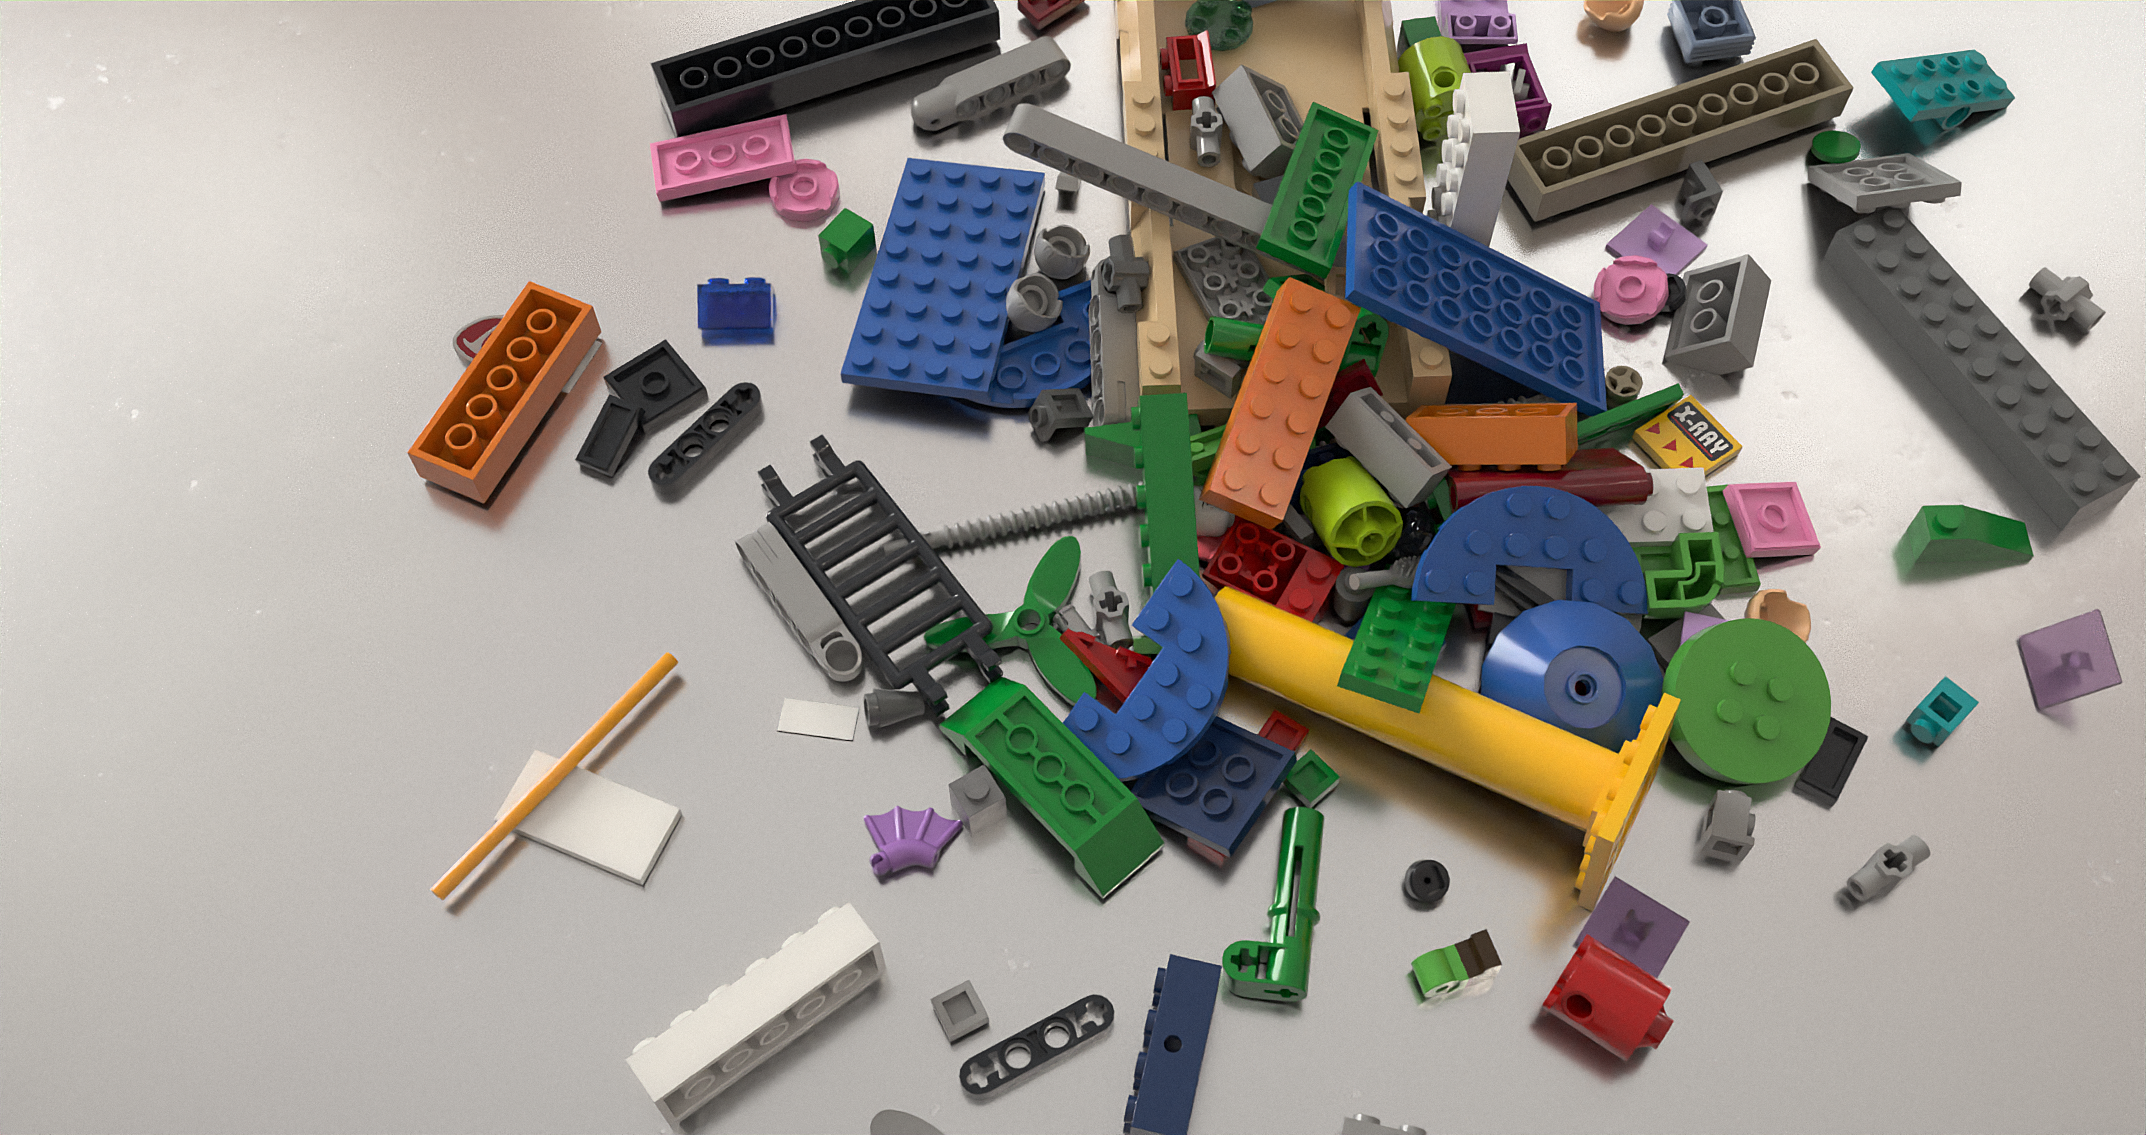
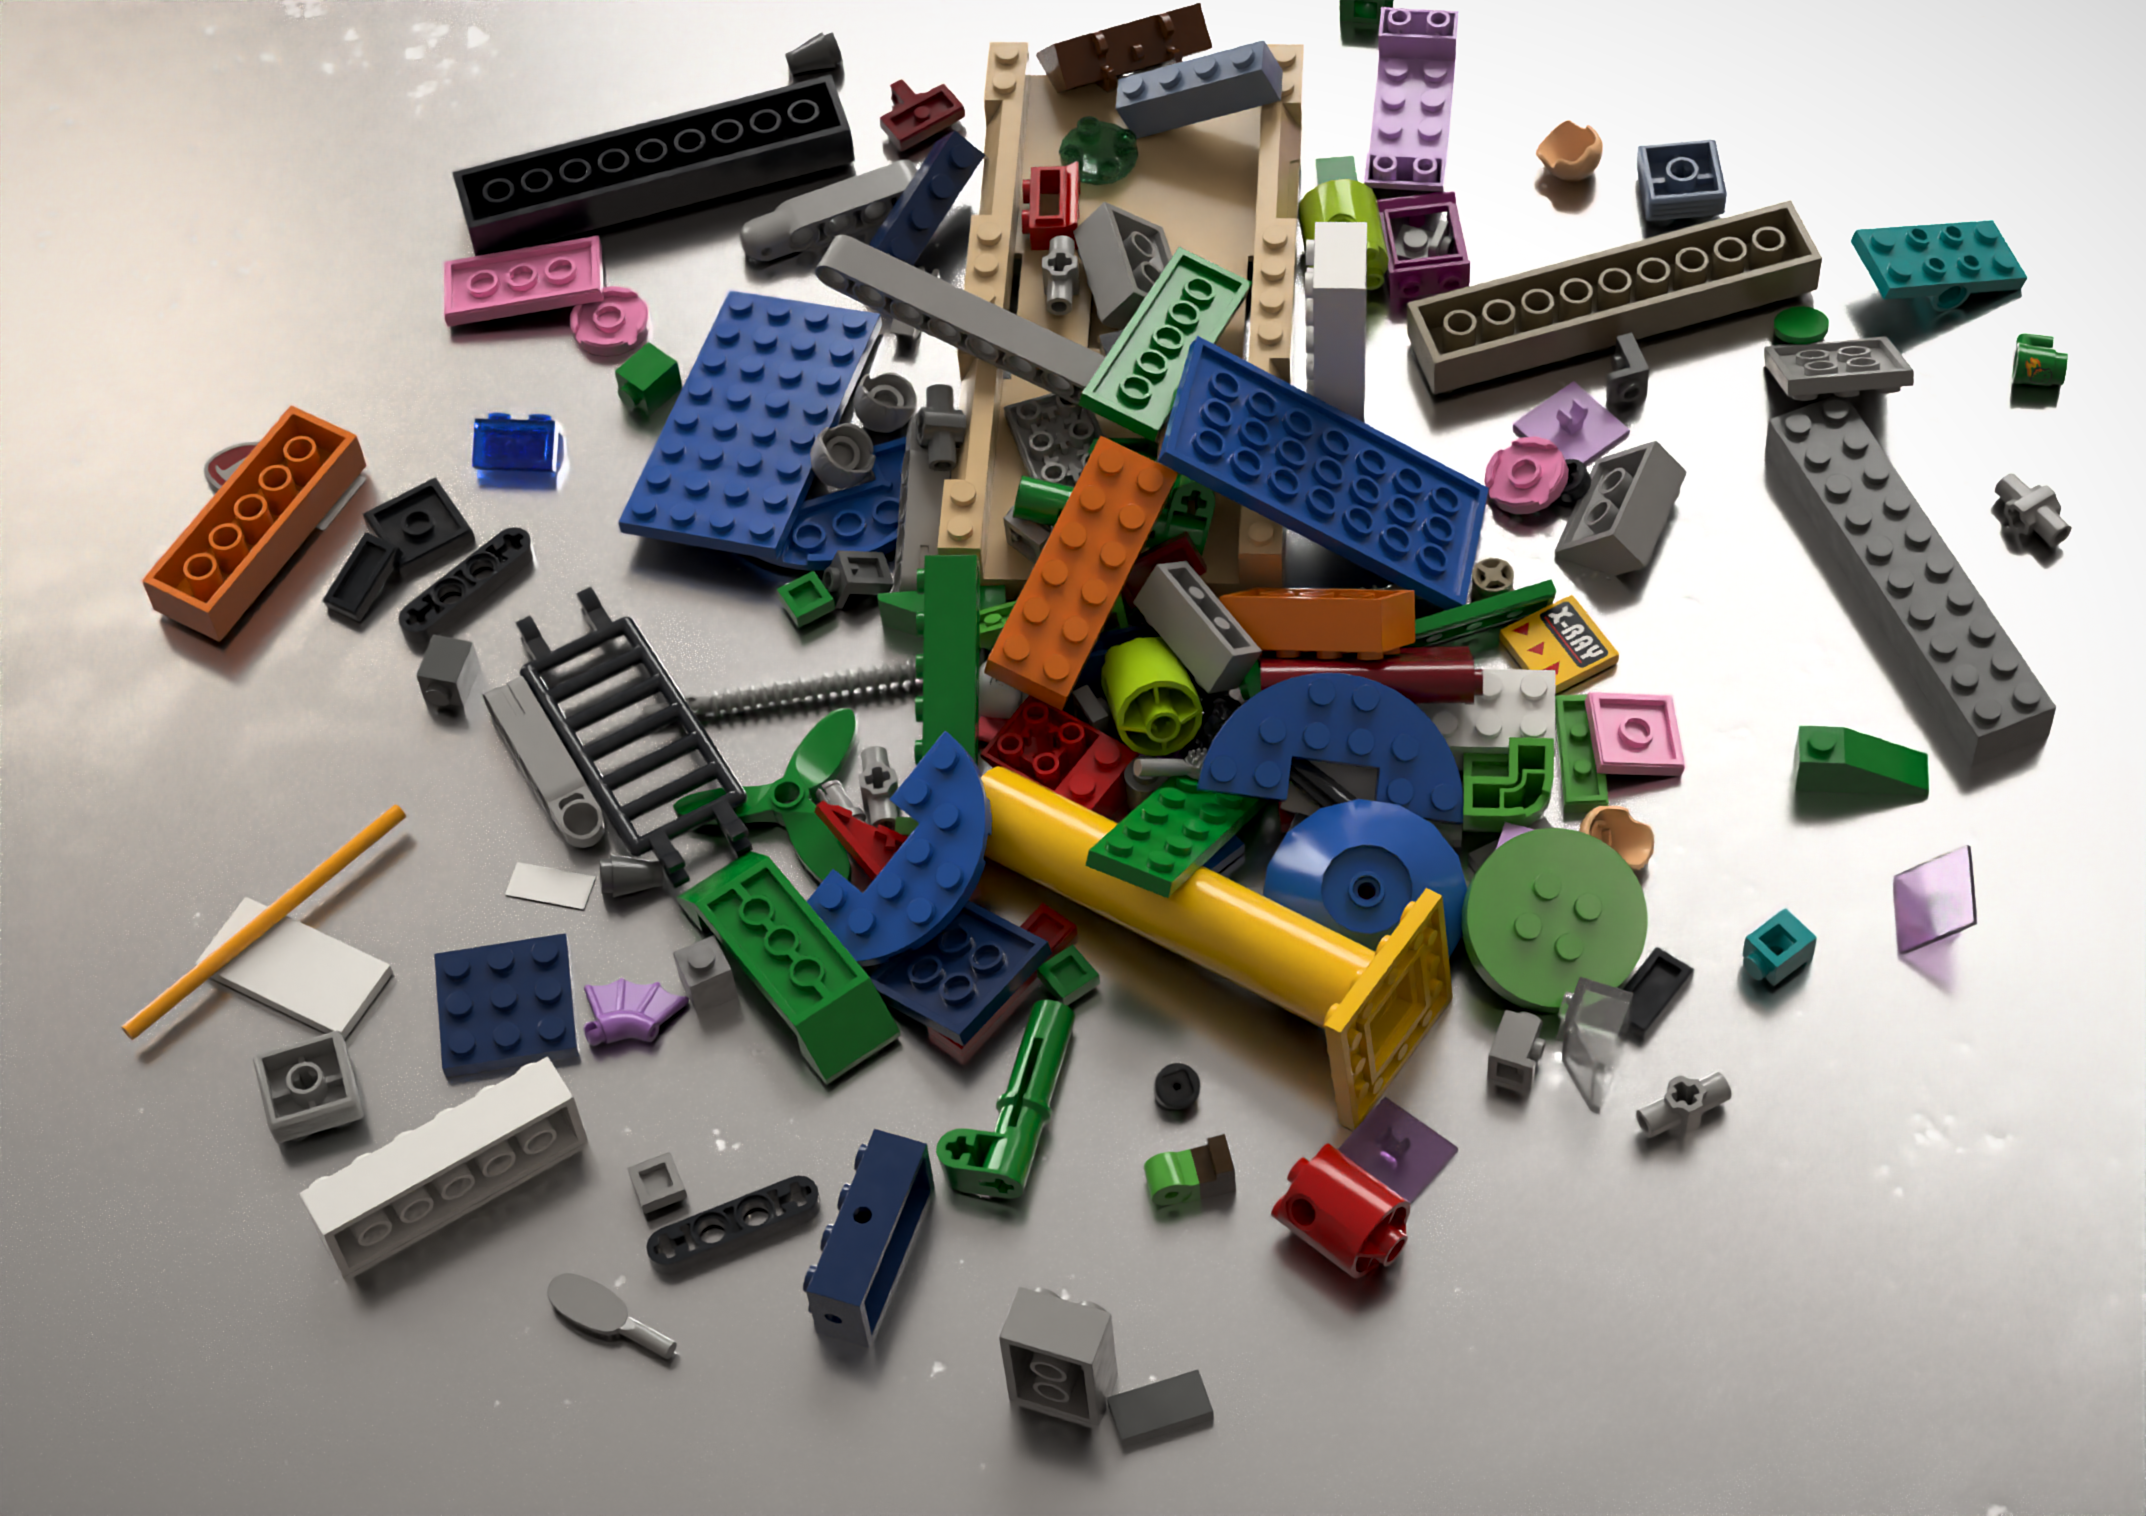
camera: 10 degrees right, 5 degrees down
(591, 931) = (300, 1111): none -> light grey brick
(700, 520) = (448, 671): none -> dark grey brick
(792, 840) = (506, 1005): none -> dark blue plate
(1016, 434) = (806, 599): none -> green plate
(1076, 64) = (928, 198): none -> dark blue brick
(1803, 814) = (1594, 1037): none -> clear slope
(2039, 170) = (2038, 361): none -> green piece

